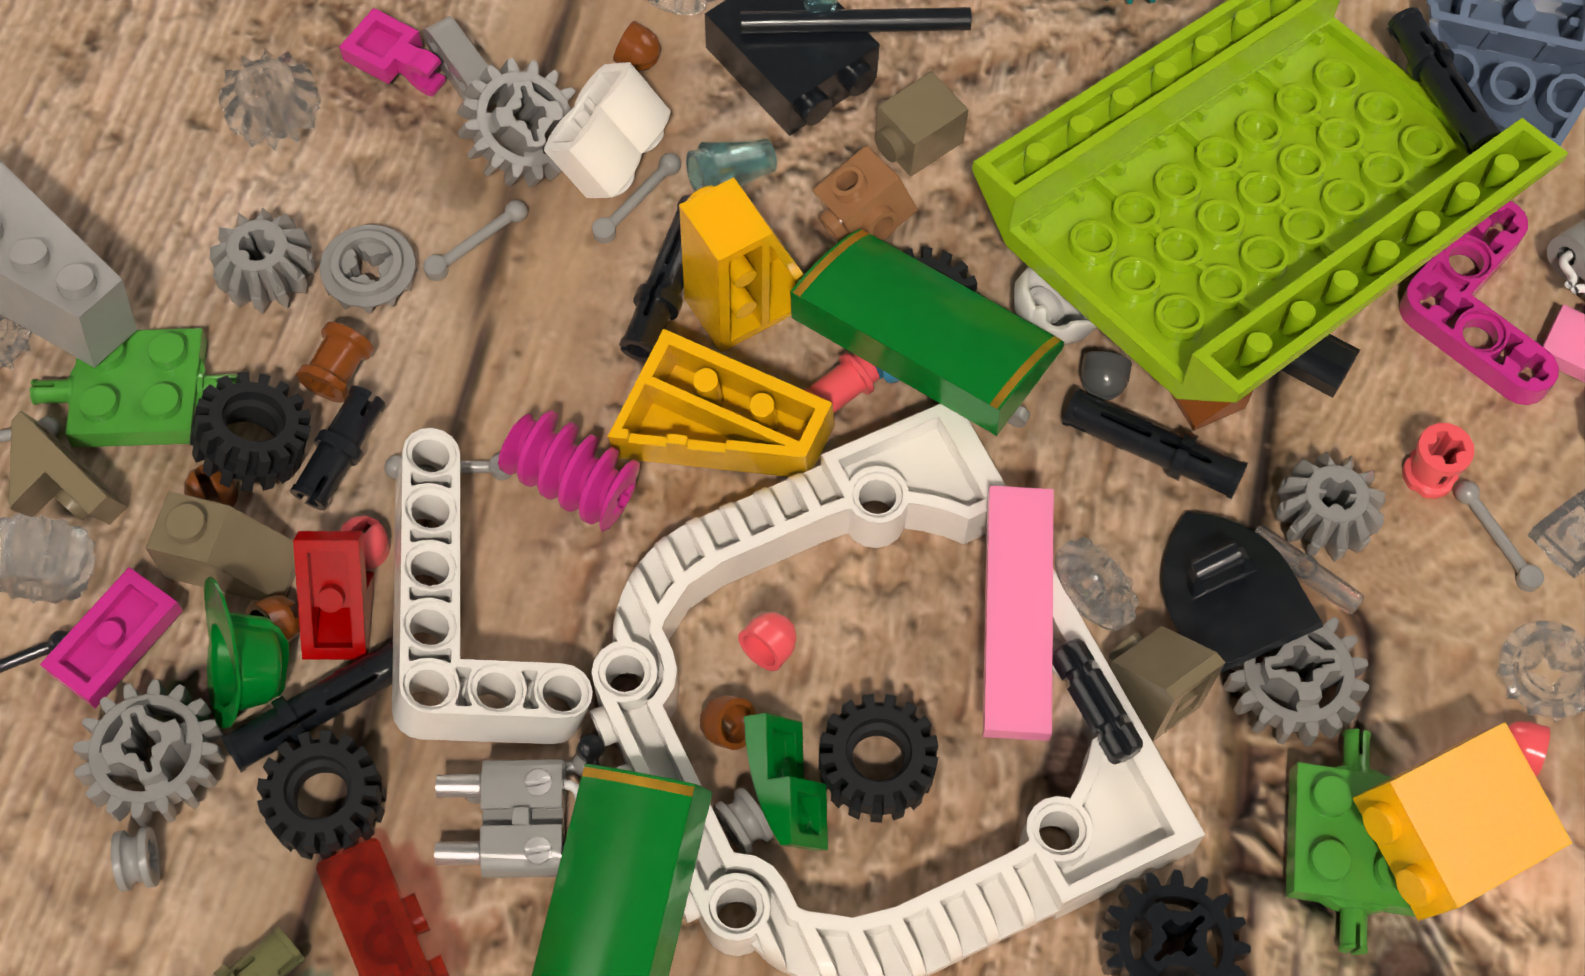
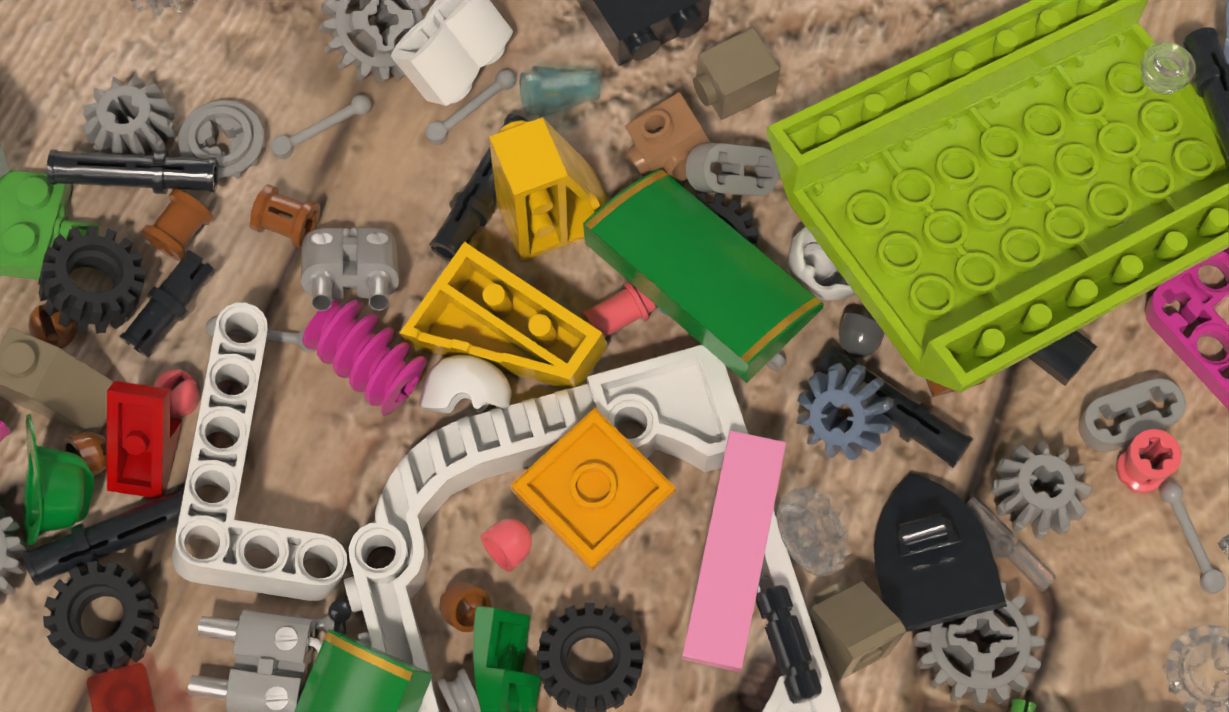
camera: 10 degrees right, 5 degrees up
(279, 309) = (137, 171): none -> black pin
(453, 336) = (271, 203): none -> dark orange bush
(529, 374) = (341, 262): none -> light grey piece
(687, 479) = (464, 378): none -> white hair
(851, 570) = (593, 489): none -> light orange tile
(937, 230) = (733, 162): none -> light grey beam
(1098, 431) = (860, 428): none -> sand blue gear
(1376, 55) = (1167, 67): none -> clear plate
(1403, 407) = (1126, 404): none -> light grey beam

